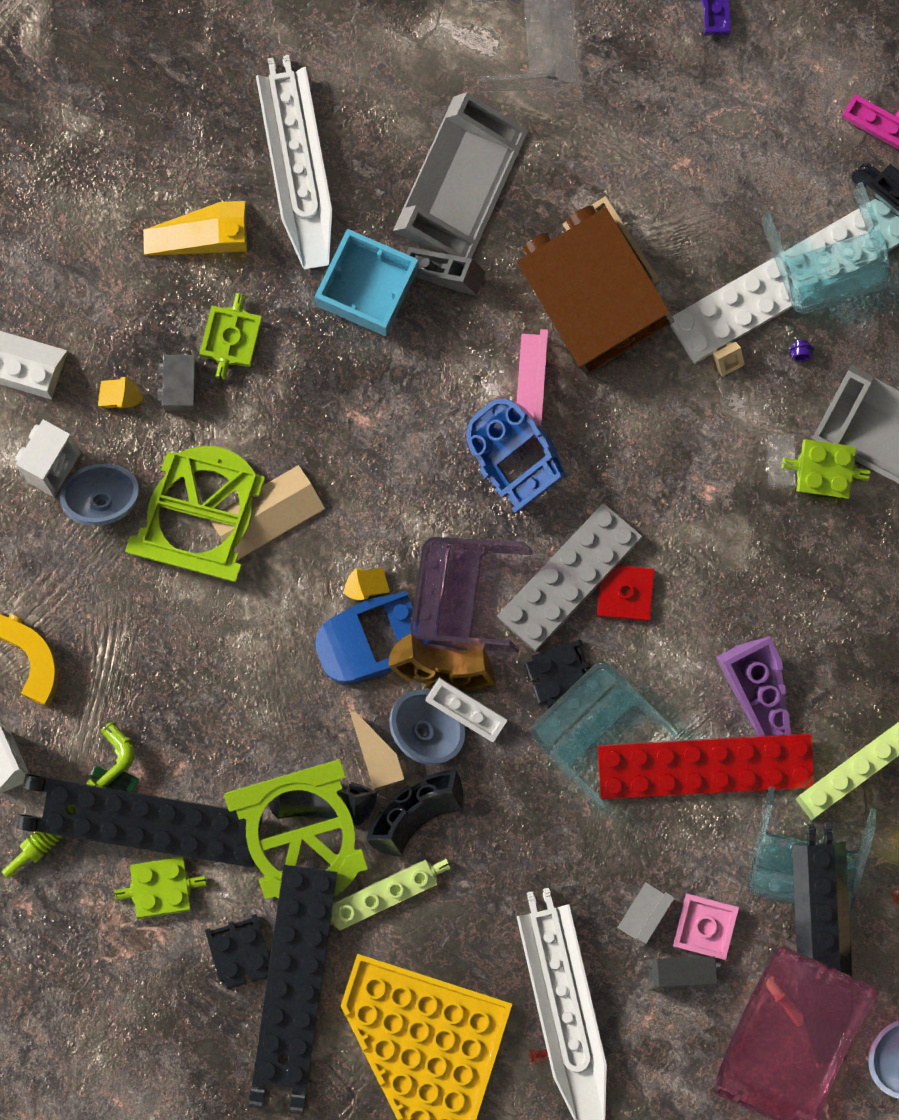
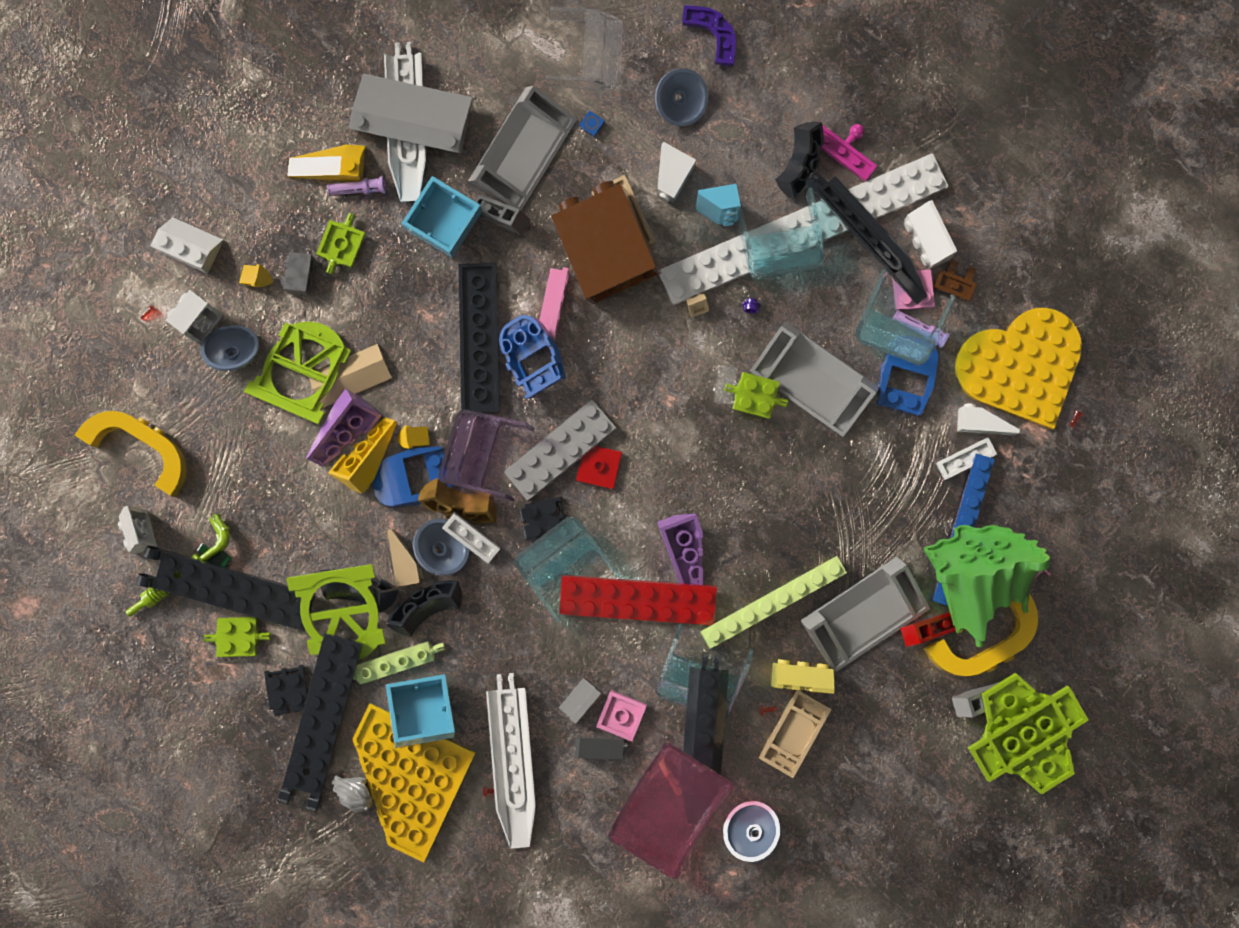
camera: 10 degrees right, 5 degrees up
(253, 255) = (365, 186): none -> lavender pin
(269, 578) = (346, 422): none -> medium lavender wedge
(302, 628) = (361, 465): none -> yellow wedge
(303, 149) = (411, 113): none -> light grey slope
(352, 1080) = (353, 793): none -> light grey hair
(431, 952) = (420, 711): none -> medium azure container
(437, 438) = (479, 337): none -> black plate
(549, 134) = (591, 123): none -> blue tile
(669, 185) = (673, 172): none -> white slope
(680, 84) = (691, 101): none -> sand blue dish
(741, 219) = (719, 204): none -> medium azure slope
(844, 146) = (804, 159): none -> black brick

